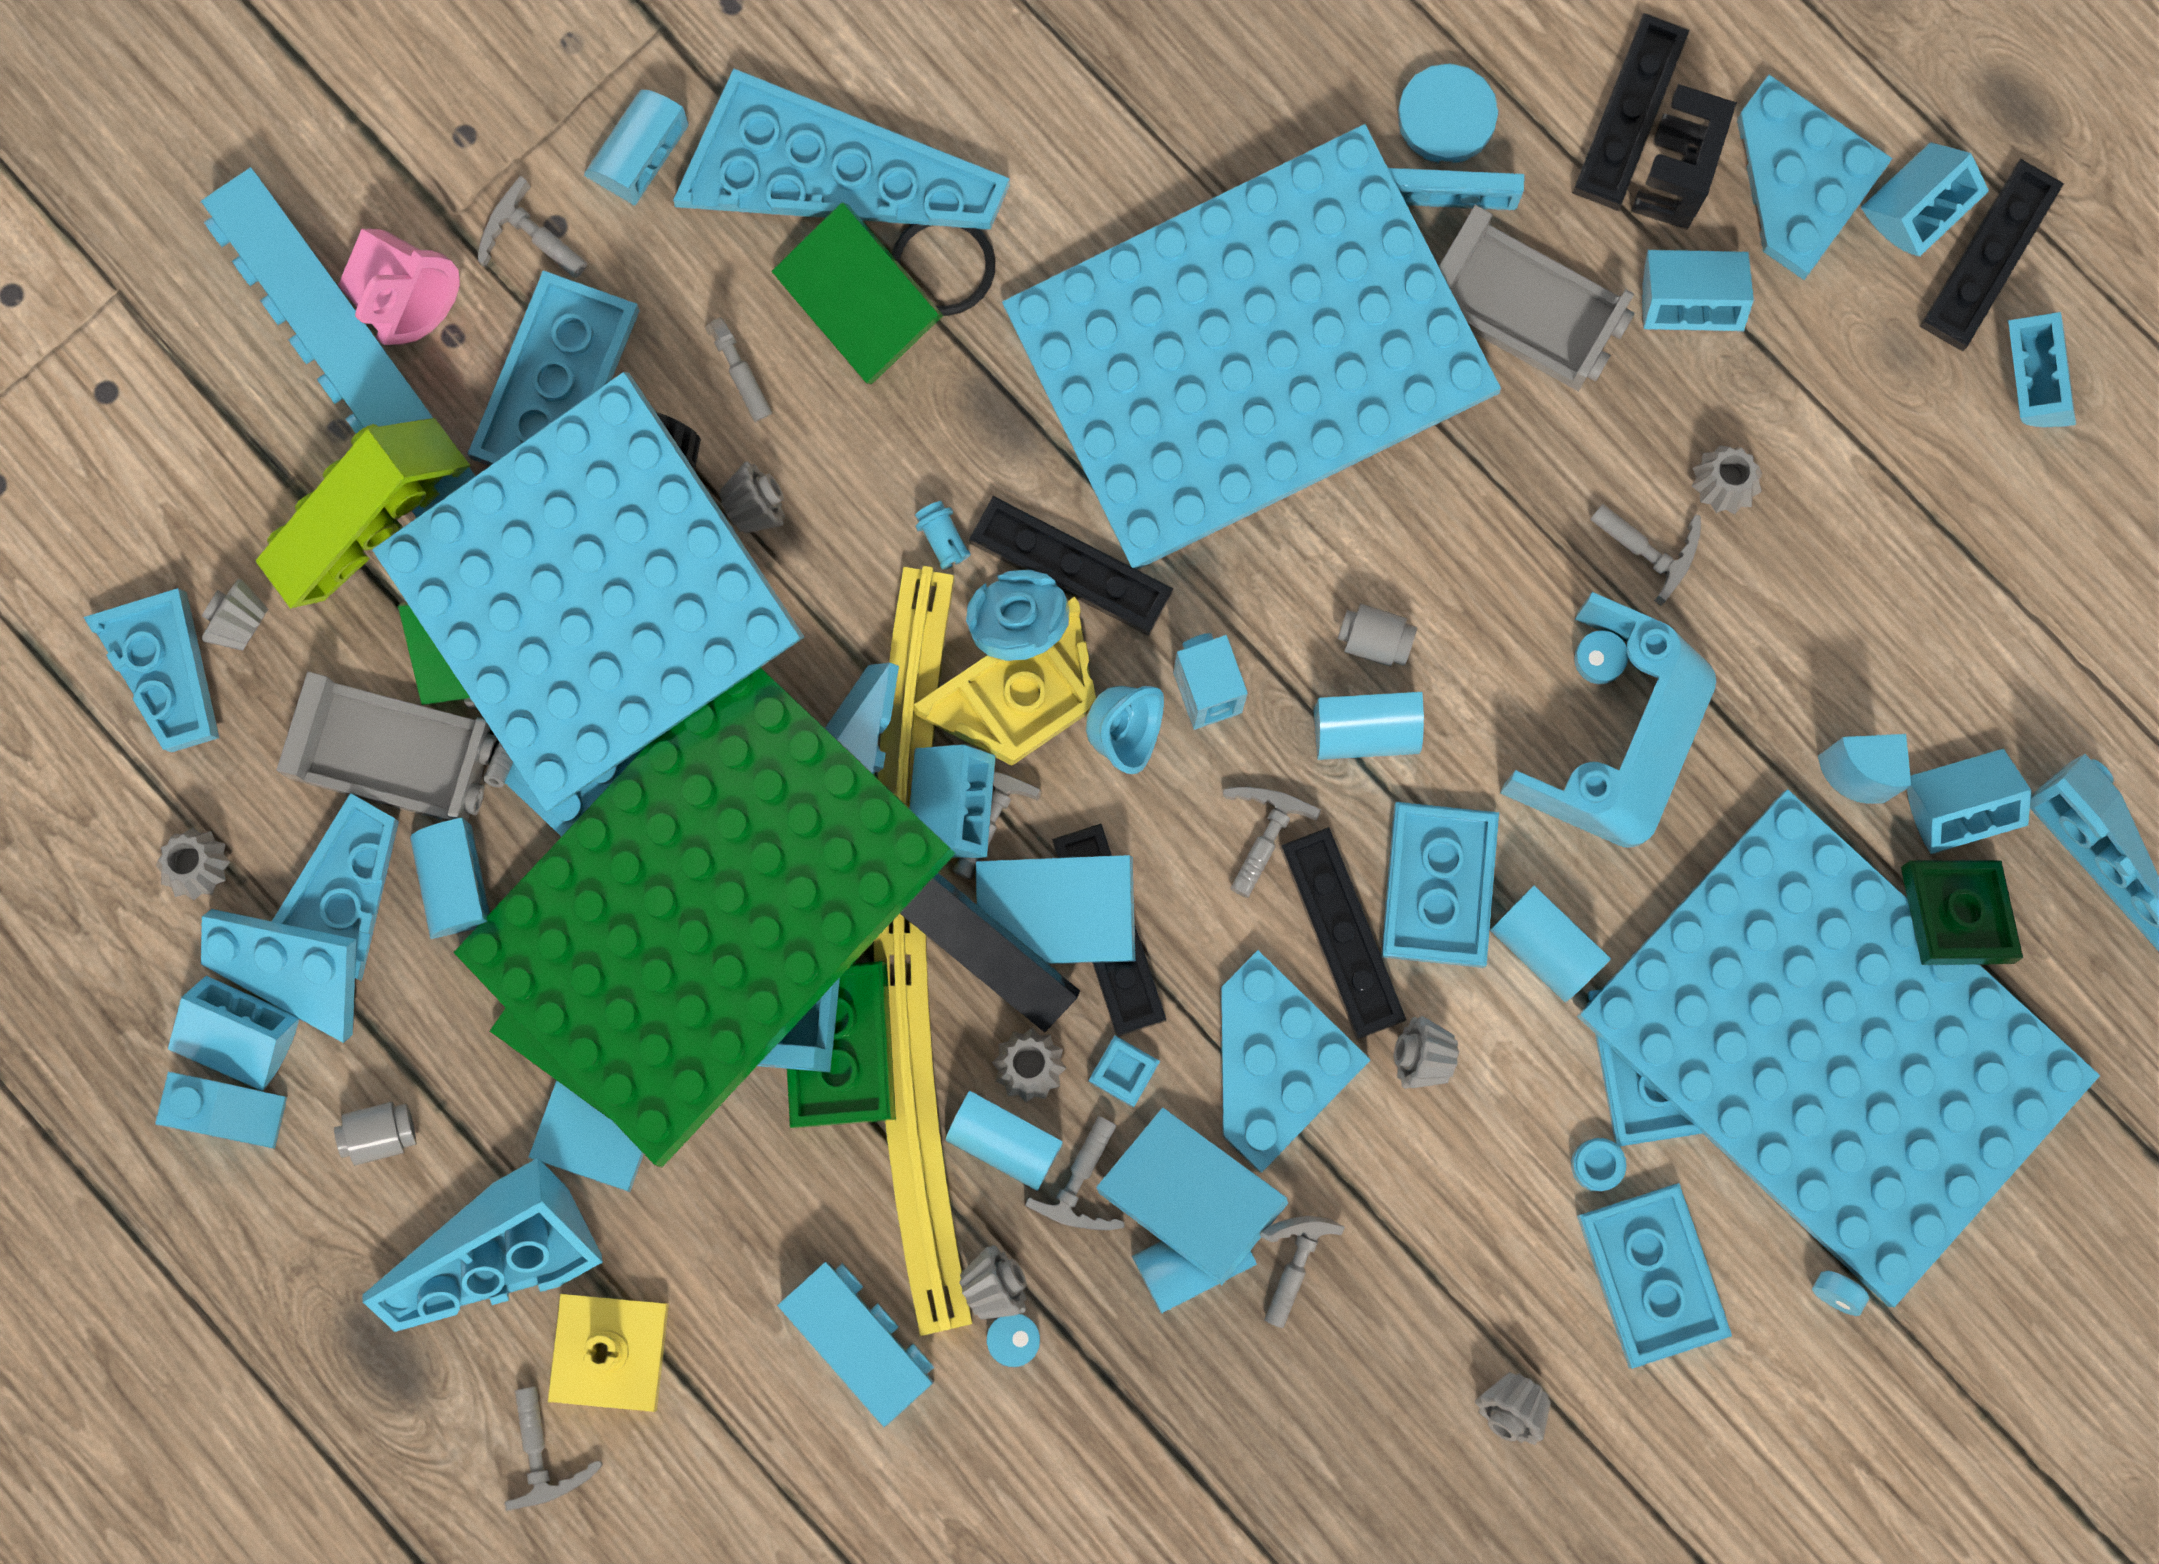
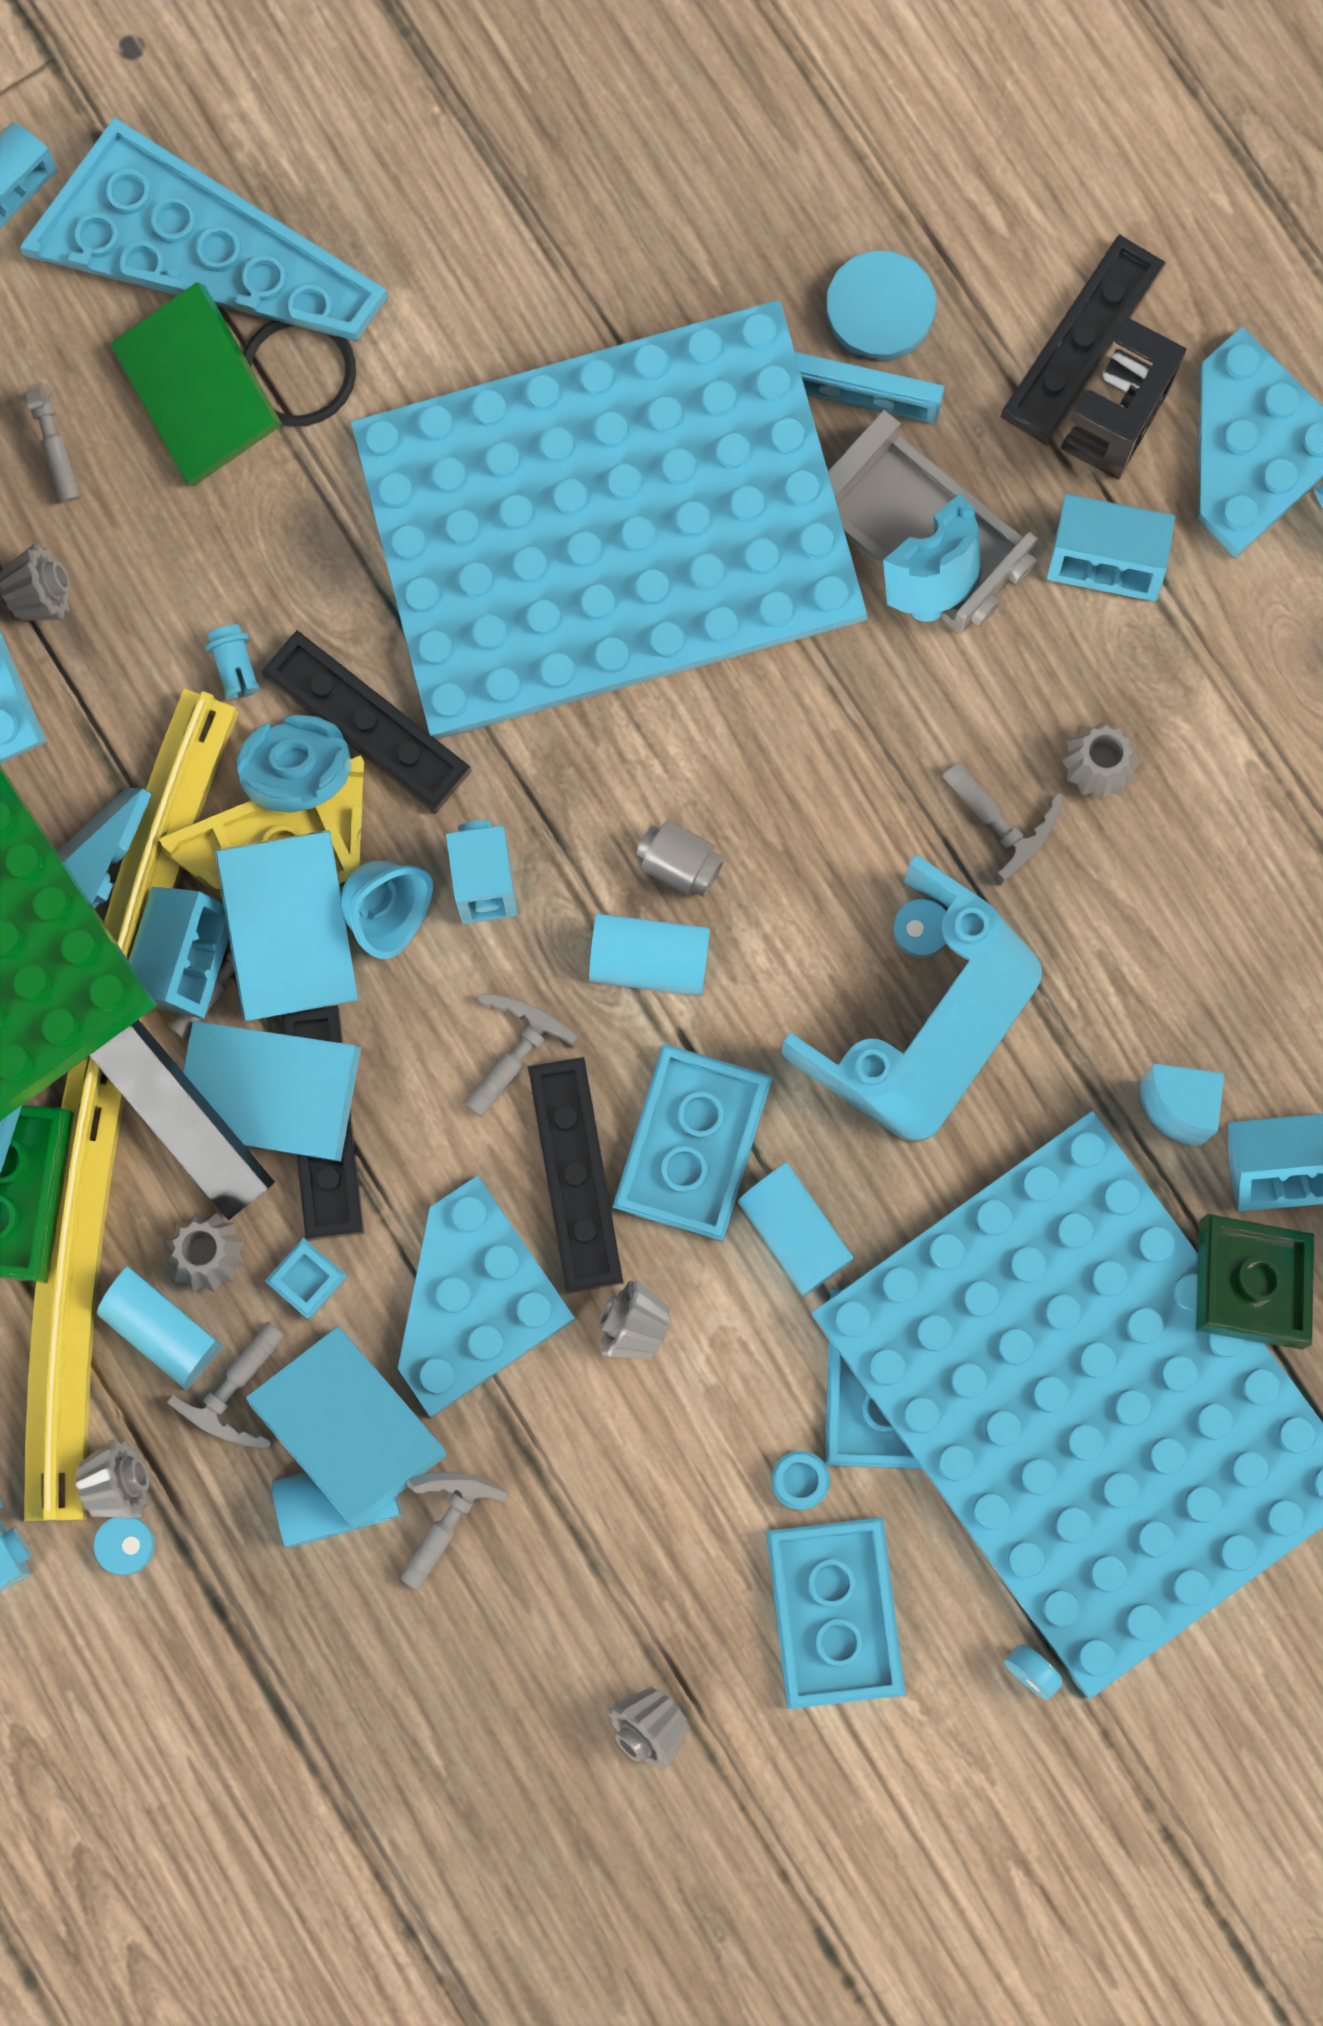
camera: 15 degrees right, 0 degrees up
(1043, 760) = (286, 925): none -> medium azure tile
(1554, 339) = (939, 570): none -> medium azure cylinder

